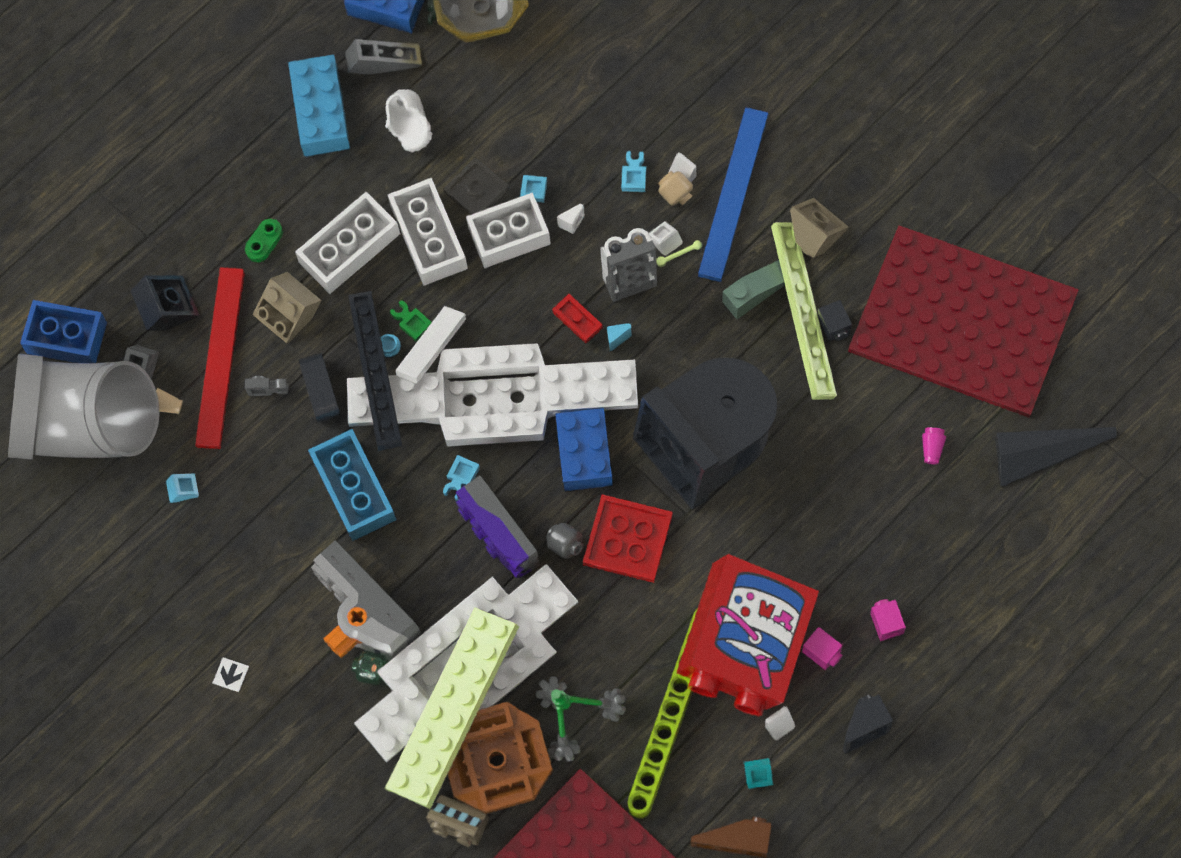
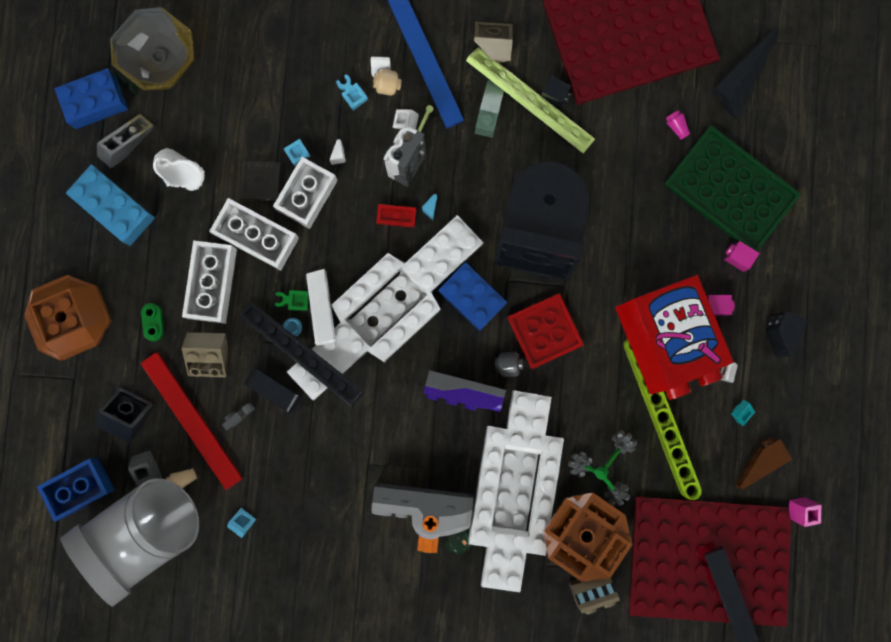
camera: 45 degrees left, 15 degrees up
(204, 190) = (85, 317): none -> dark orange piece
(230, 674) = (374, 613): white sticker -> none
(352, 484) = (348, 437): dark azure brick -> none
(452, 707) = (536, 530): yellowish green plate -> none
(460, 474) = (410, 372): medium azure plate -> none
(935, 549) = (732, 189): none -> dark green plate

